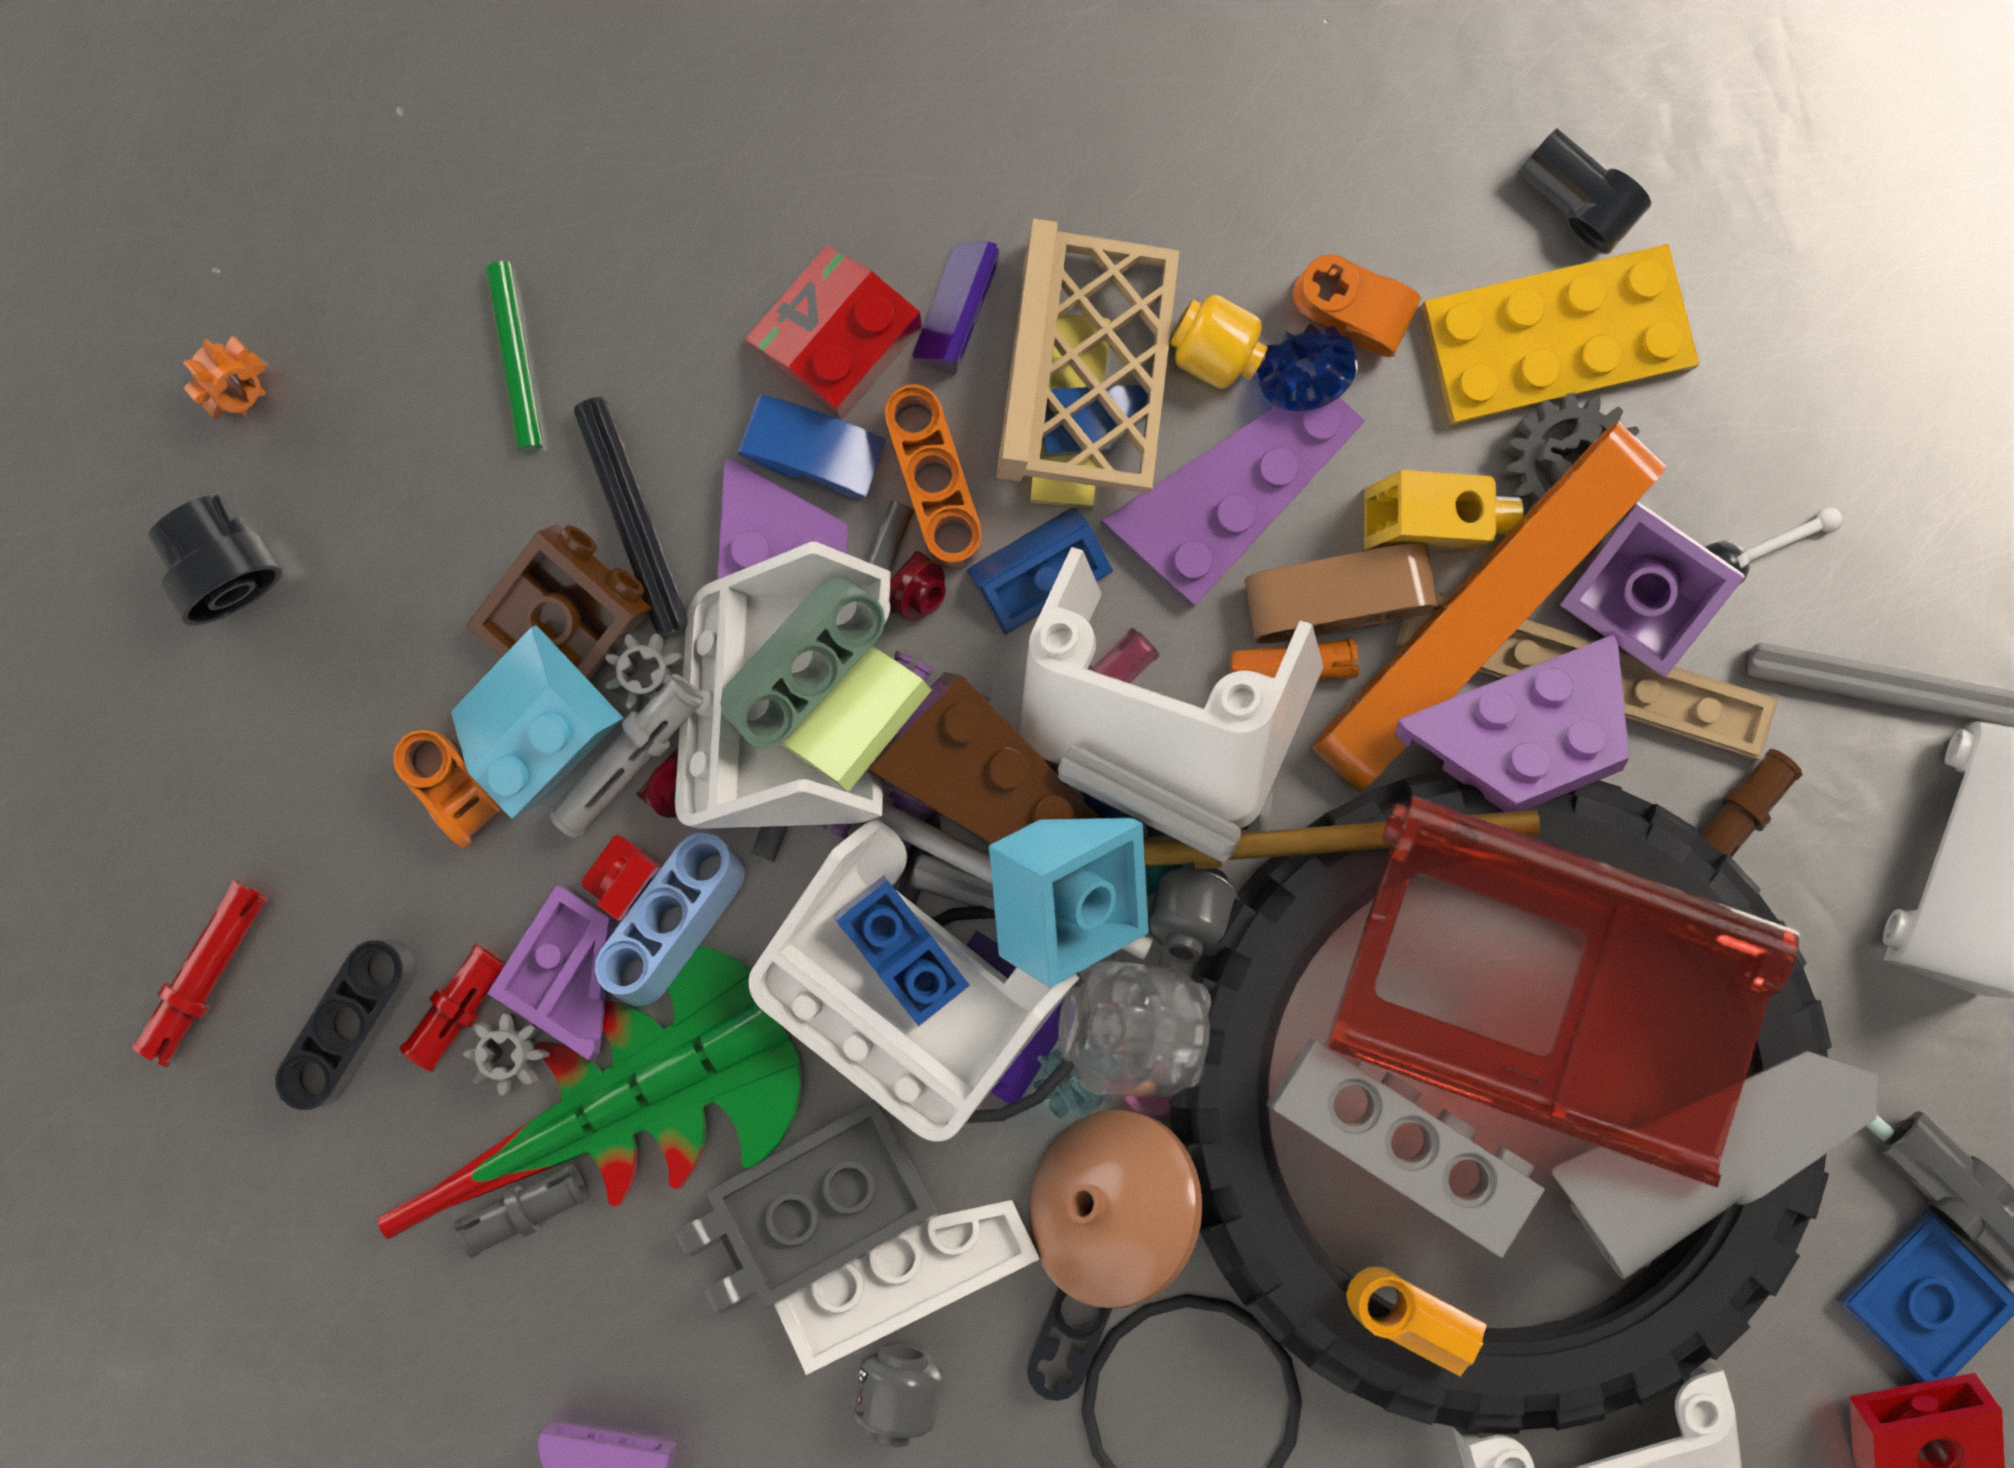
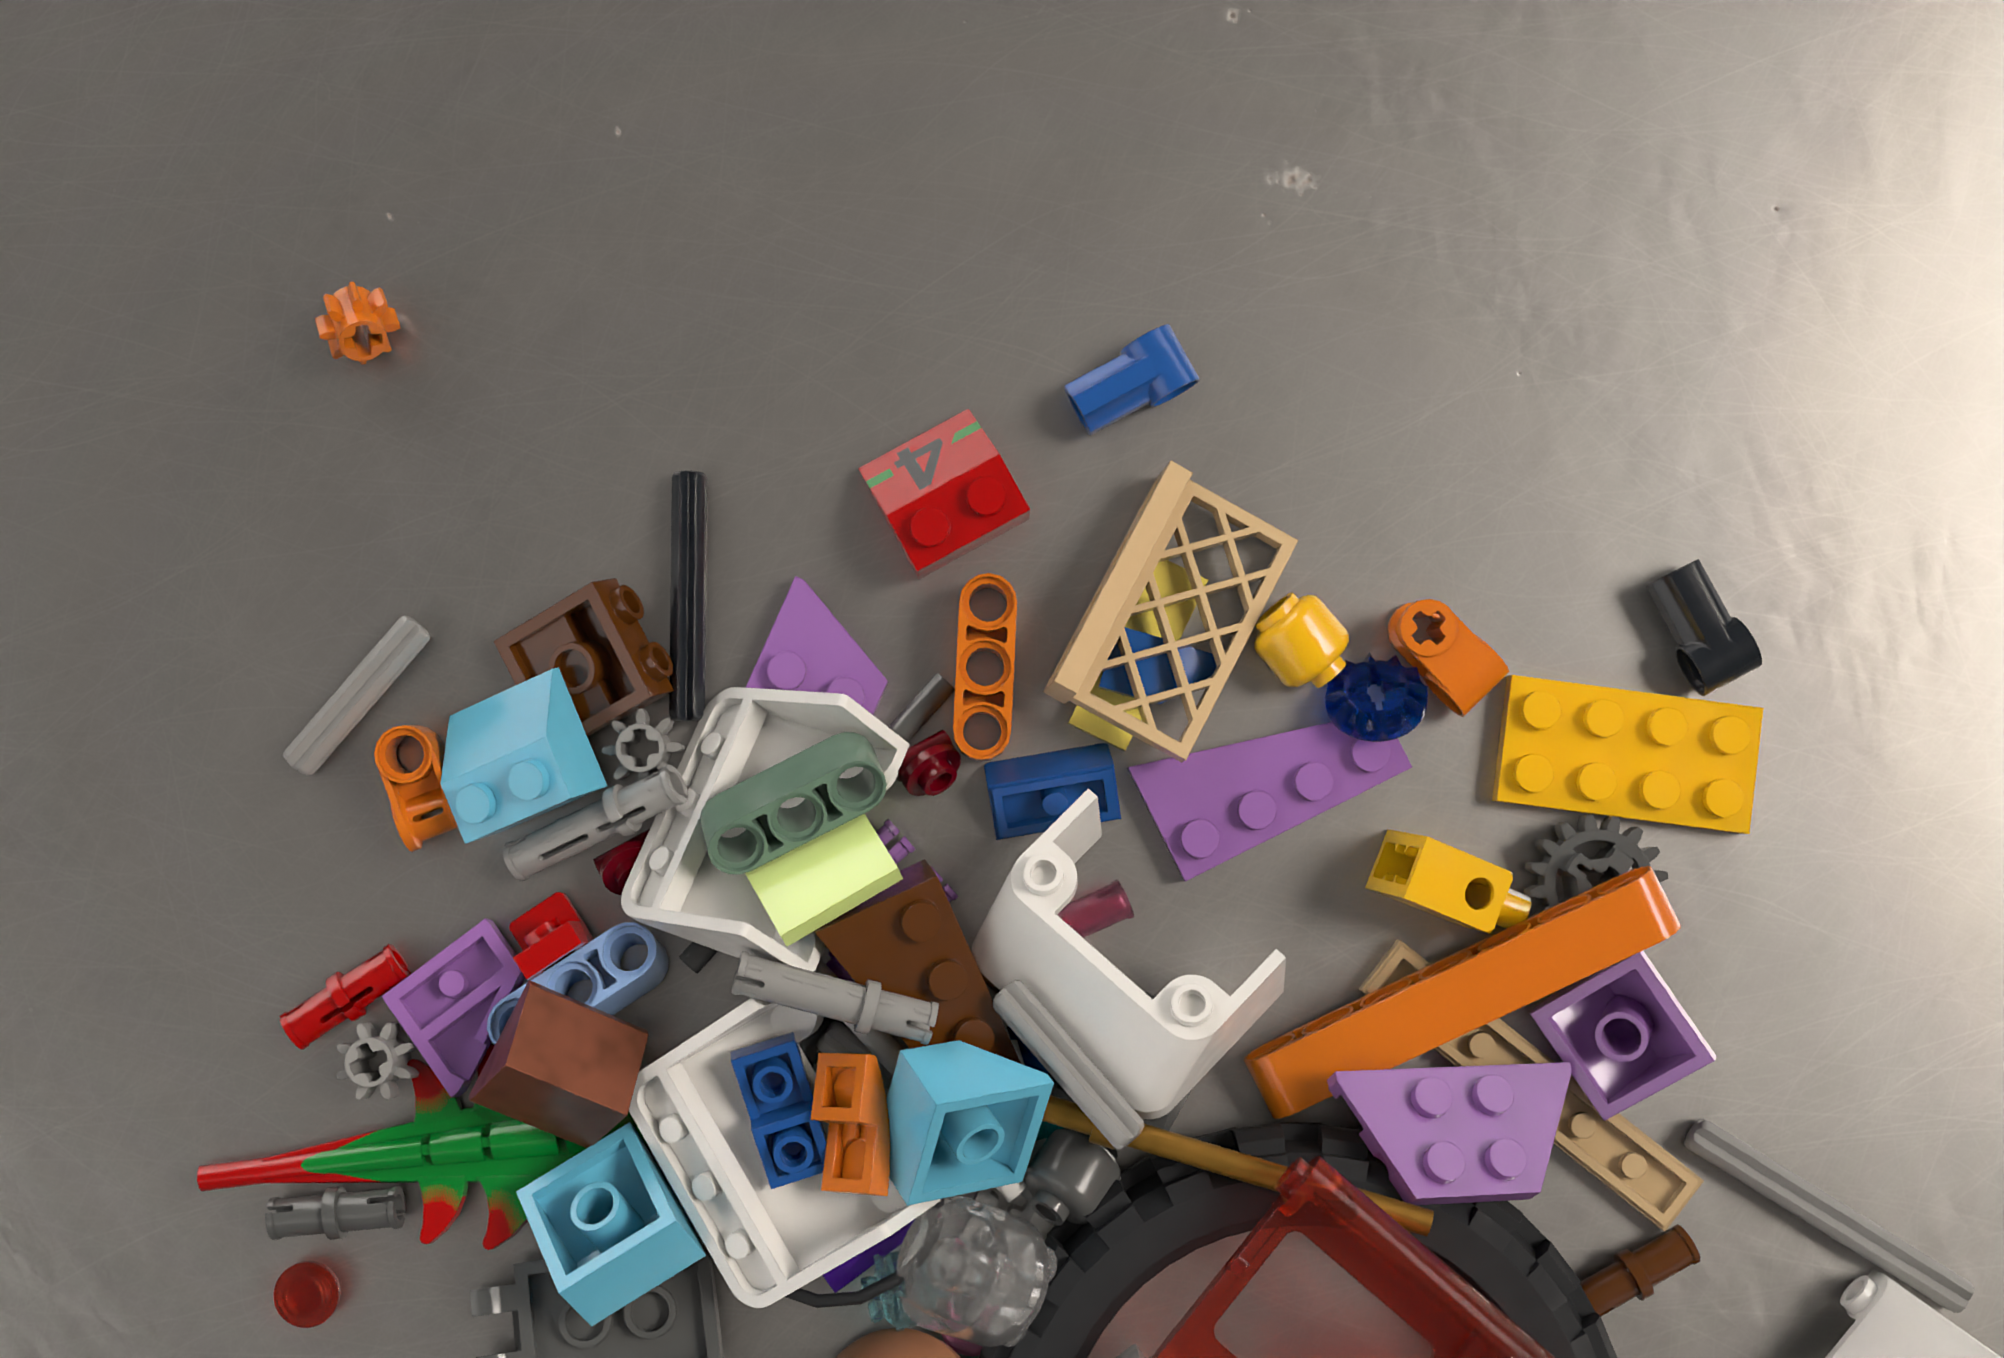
camera: 15 degrees right, 0 degrees up
(198, 975) = (102, 889): red pin -> none
(211, 560) = (278, 491): black piece -> none
(318, 1038) = (209, 983): black beam -> none
(356, 725) = (356, 695): none -> light grey axle
(513, 355) = (636, 402): green bar -> none
(523, 1296) = (307, 1294): none -> clear red plate
(681, 989) = (562, 1067): none -> copper slope
(781, 1118) = (609, 1225): none -> medium azure slope
(811, 445) = (881, 594): blue slope -> none
(911, 821) = (835, 998): none -> light grey pin
(957, 305) = (1068, 512): dark purple slope -> none
(966, 918) = (854, 1103): none -> orange slope
(979, 147) = (1146, 373): none -> blue piece
(1335, 655) = (1235, 965): orange axle -> none
(1342, 592) = (1327, 924): medium nougat beam -> none
(1827, 520) = (1716, 1033): white hinge -> none

